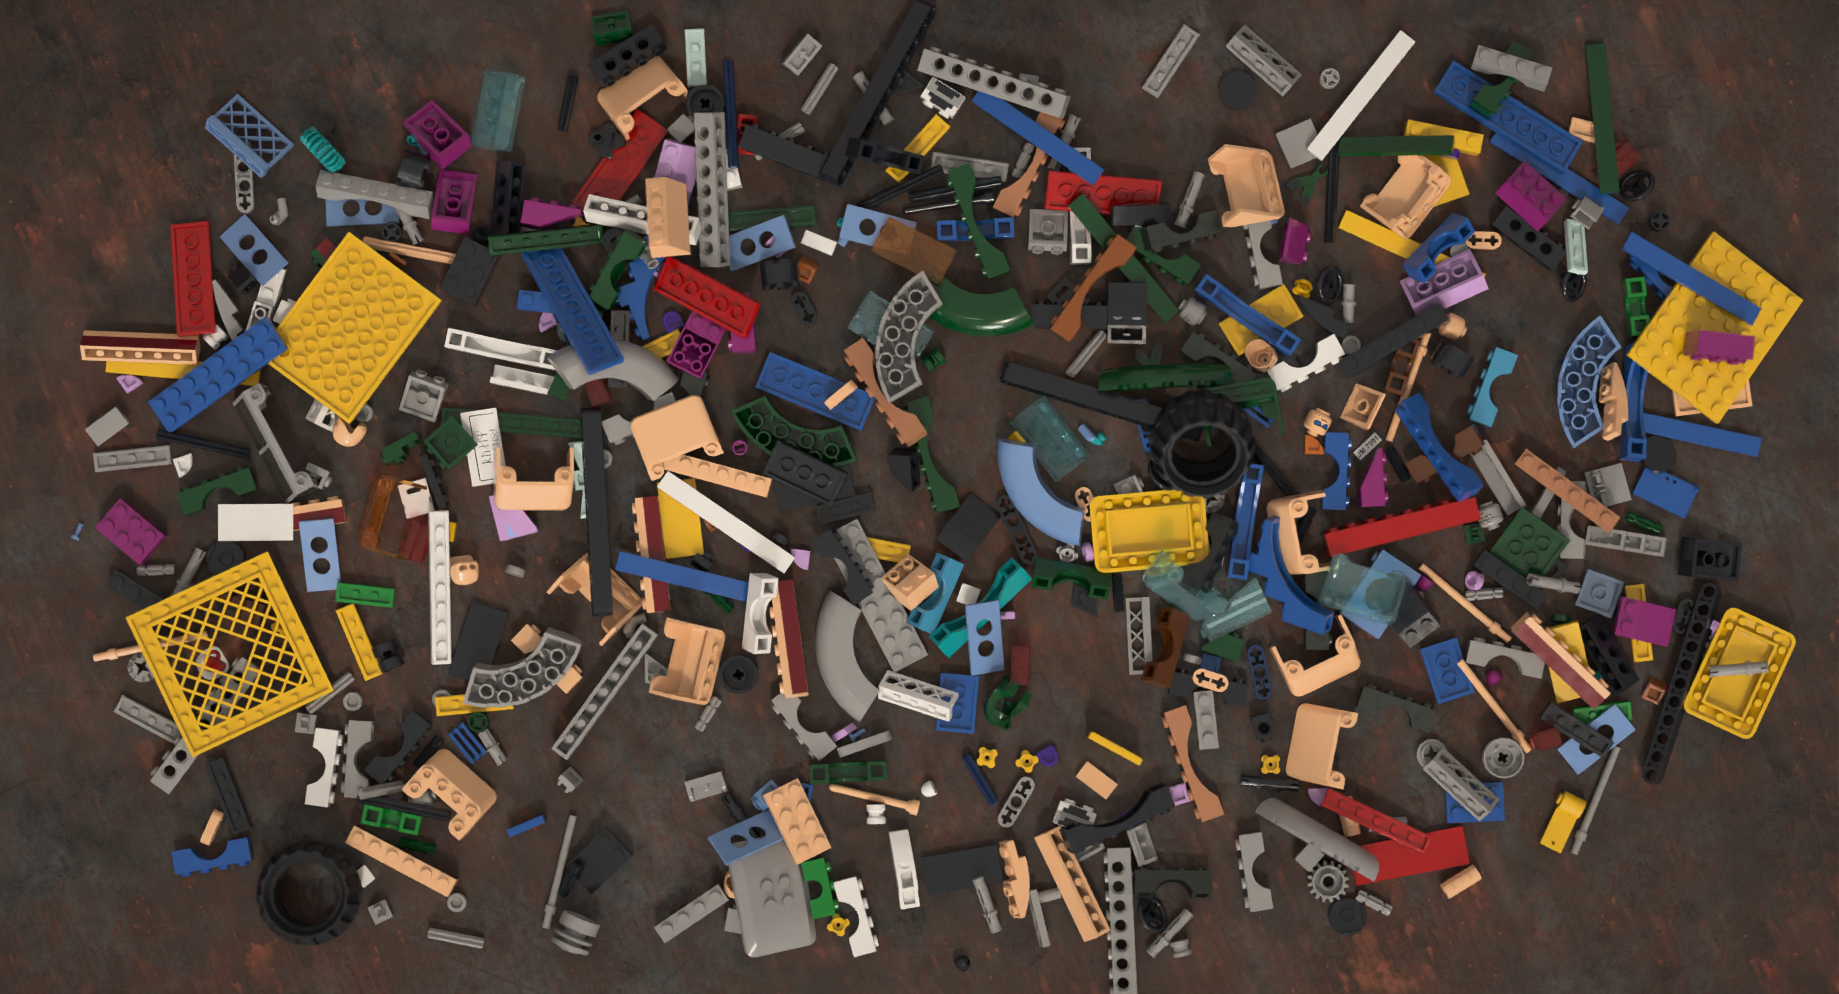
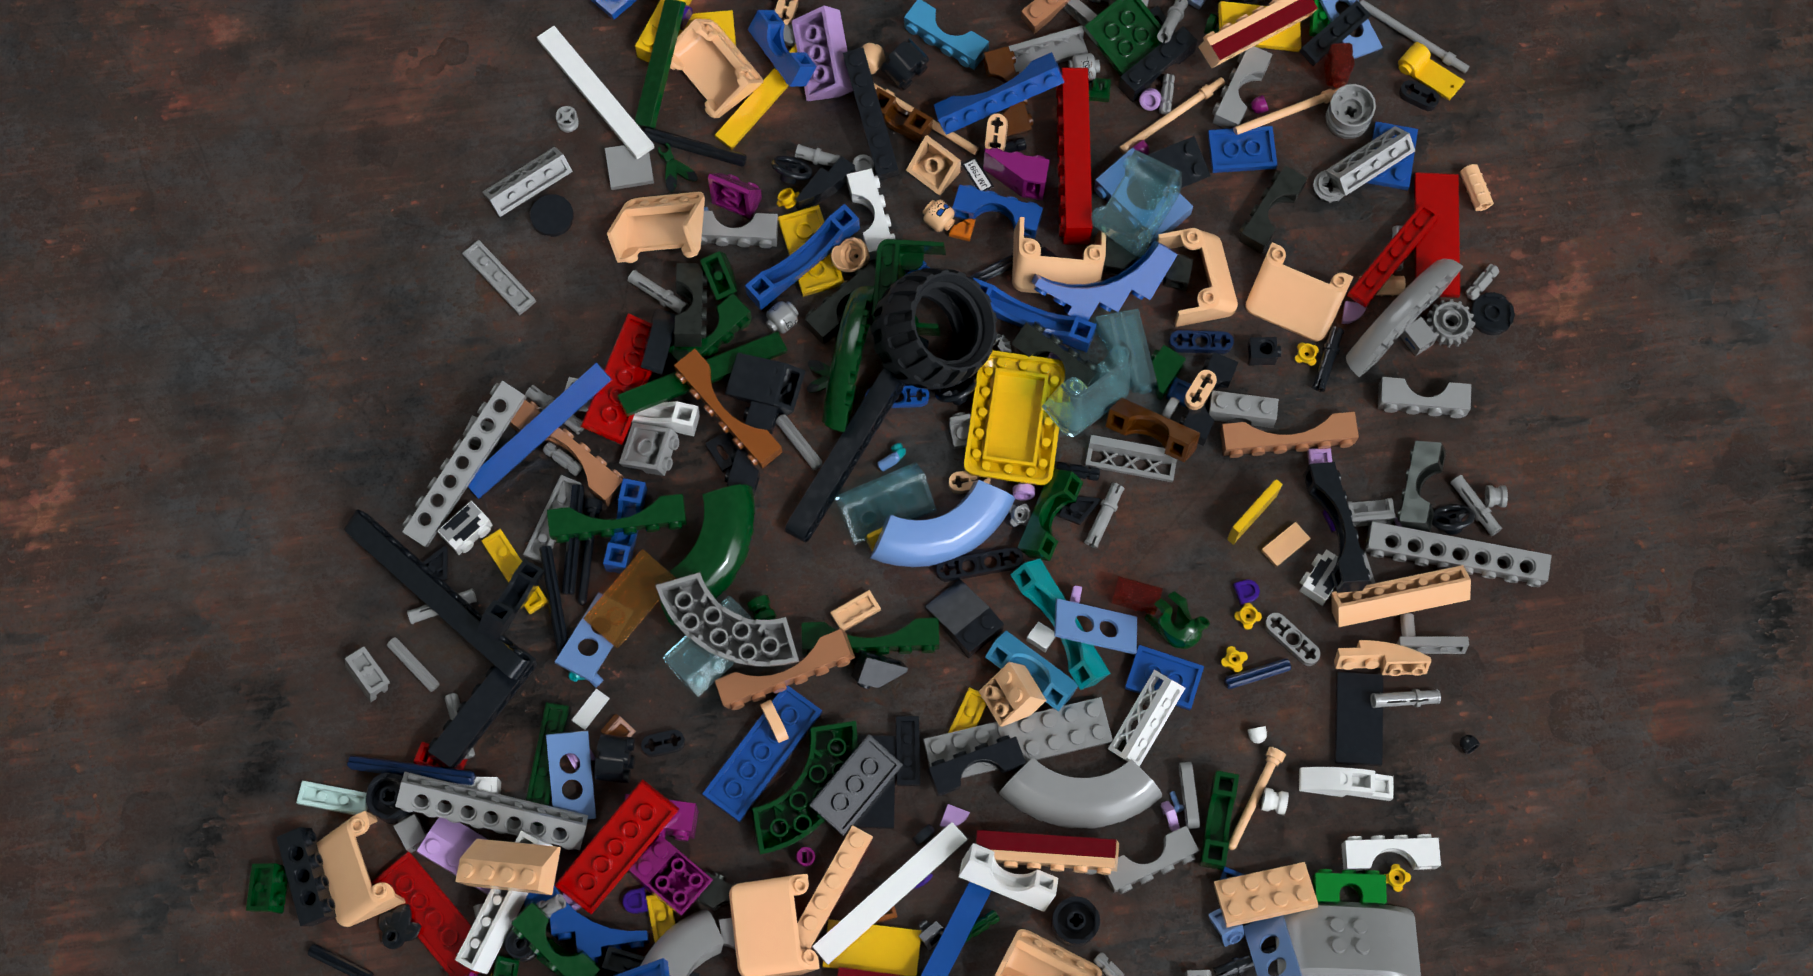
camera: 80 degrees left, 15 degrees down
(951, 437) = (855, 611): none -> light nougat plate
(1083, 623) = (1108, 506): none -> light grey pin
(1215, 249) = (719, 274): none -> dark green slope
(1403, 458) = (1002, 132): none -> light nougat beam
(1542, 817) = (1419, 95): none -> black beam

